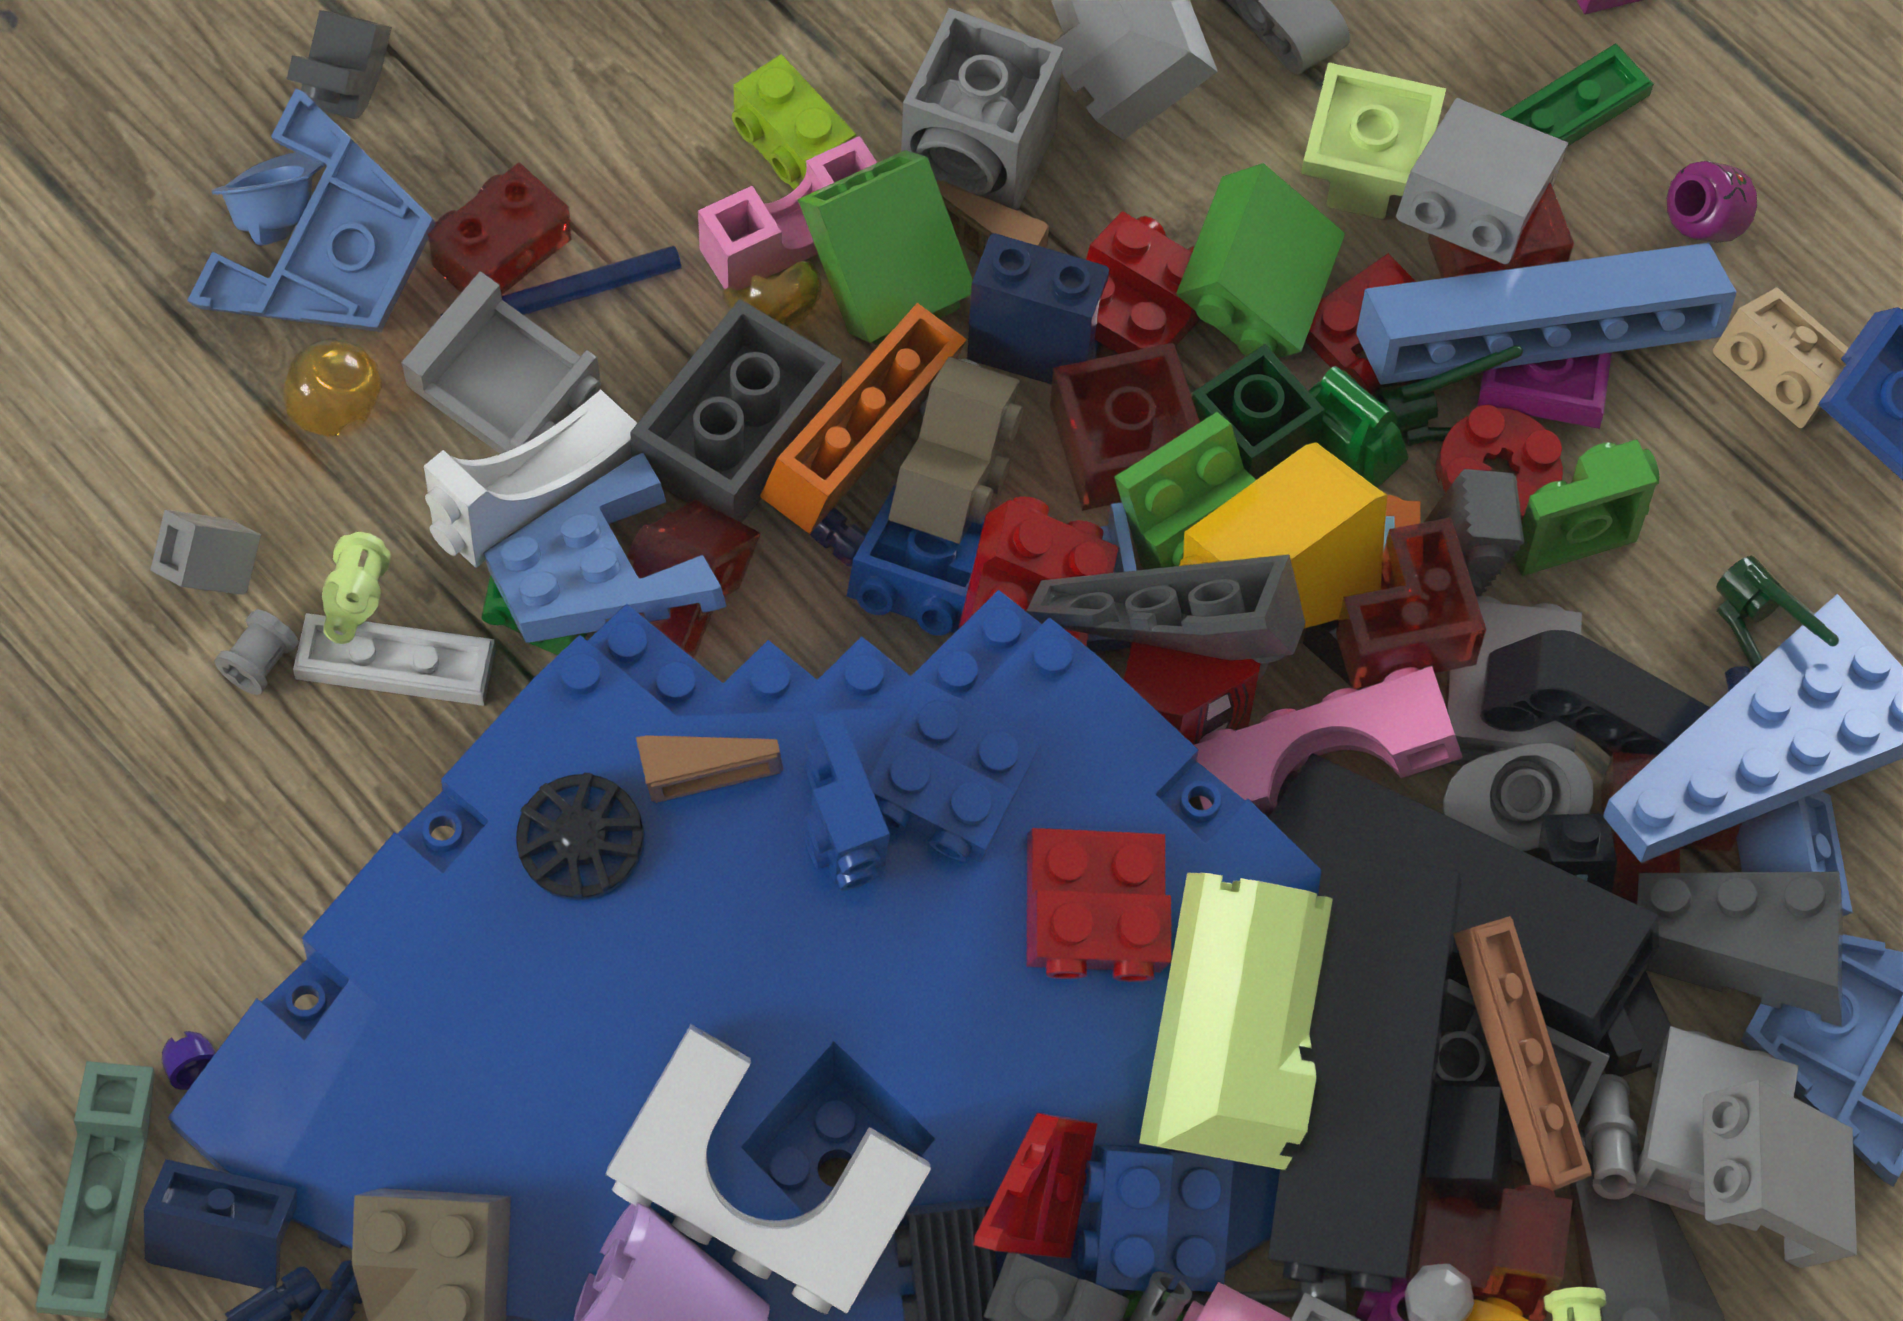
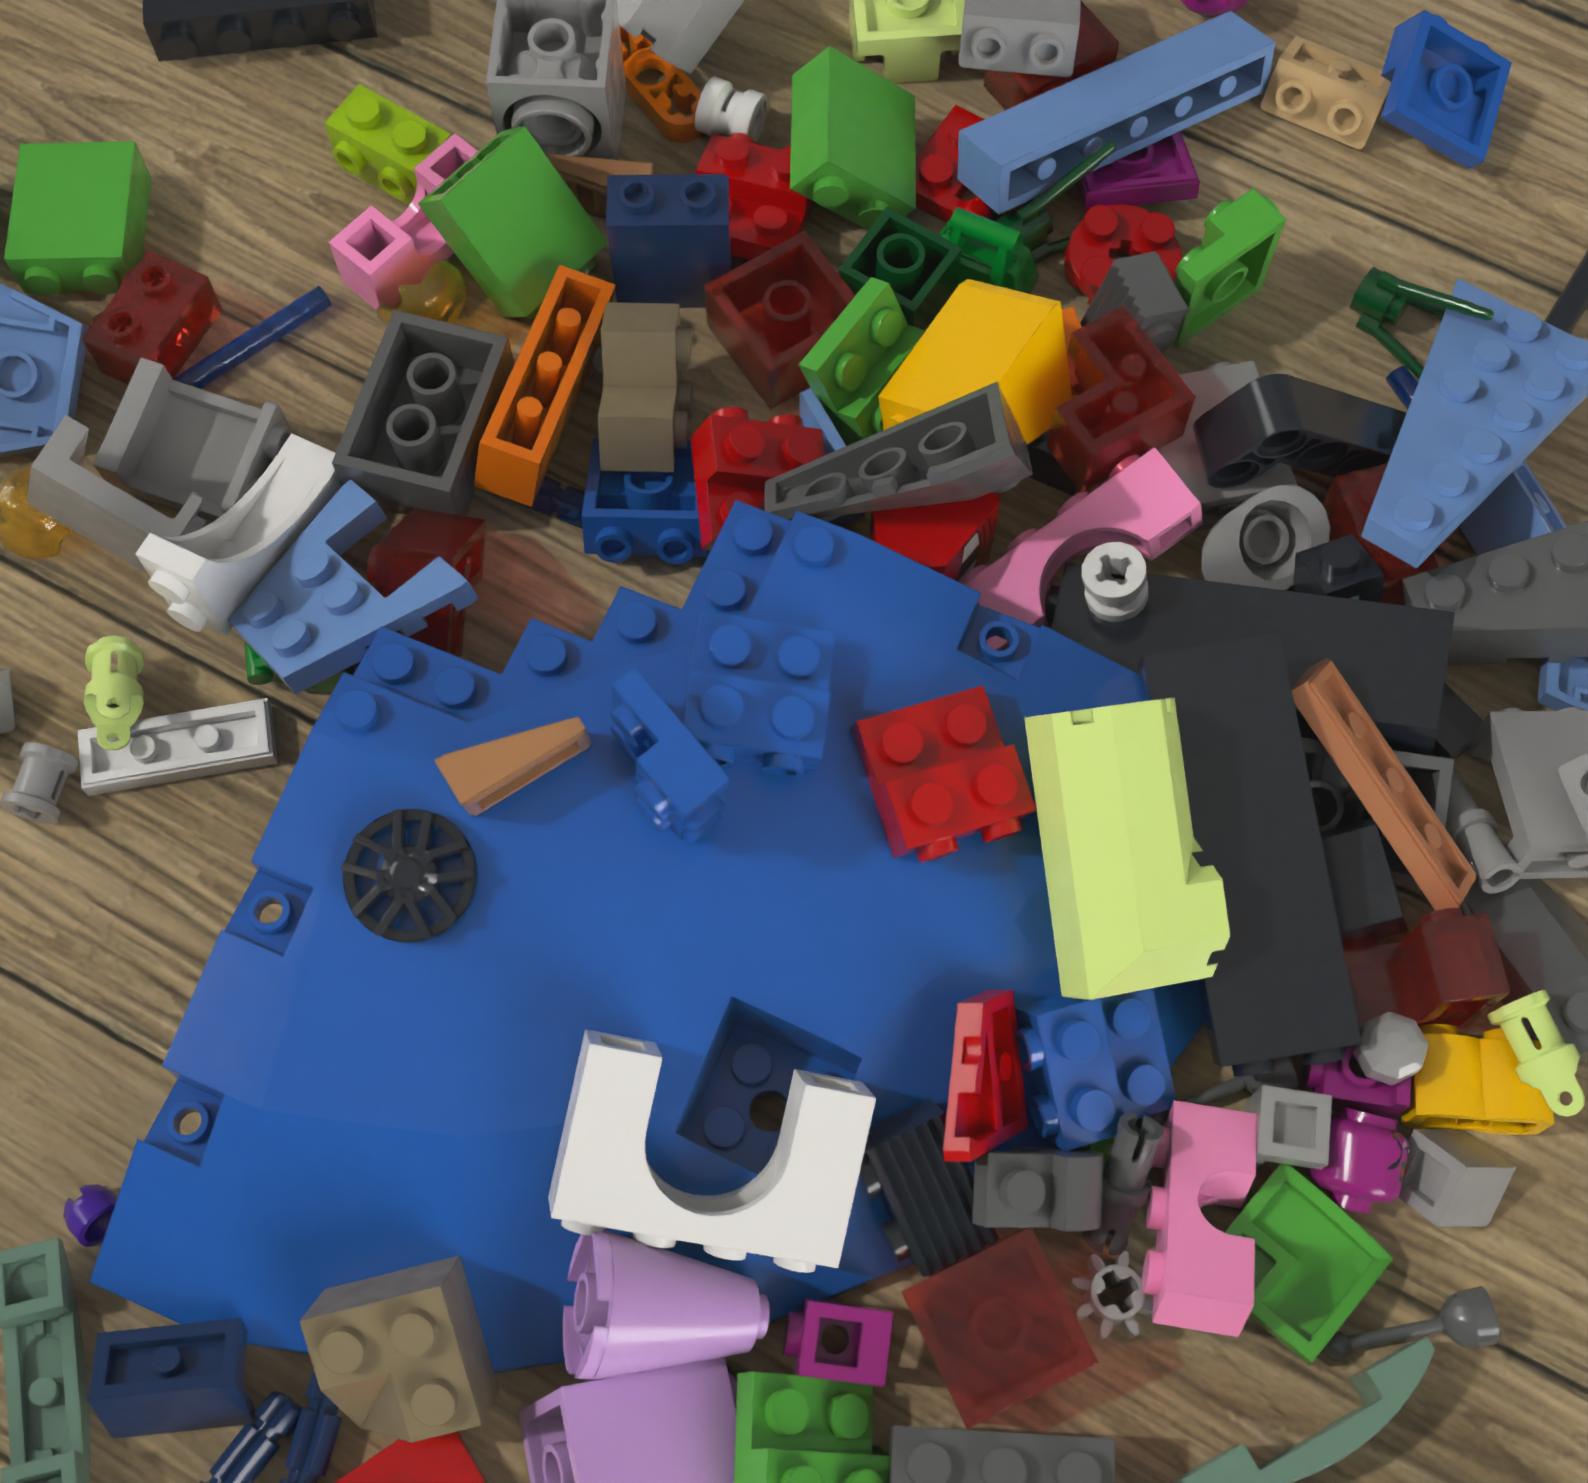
camera: 15 degrees left, 5 degrees up
(396, 408) = (94, 506): none -> light grey panel
(459, 103) = (77, 216): none -> bright green brick
(1080, 152) = (655, 98): none -> orange beam
(1151, 191) = (730, 111): none -> white wheel
(1341, 800) = (1110, 597): none -> white wheel

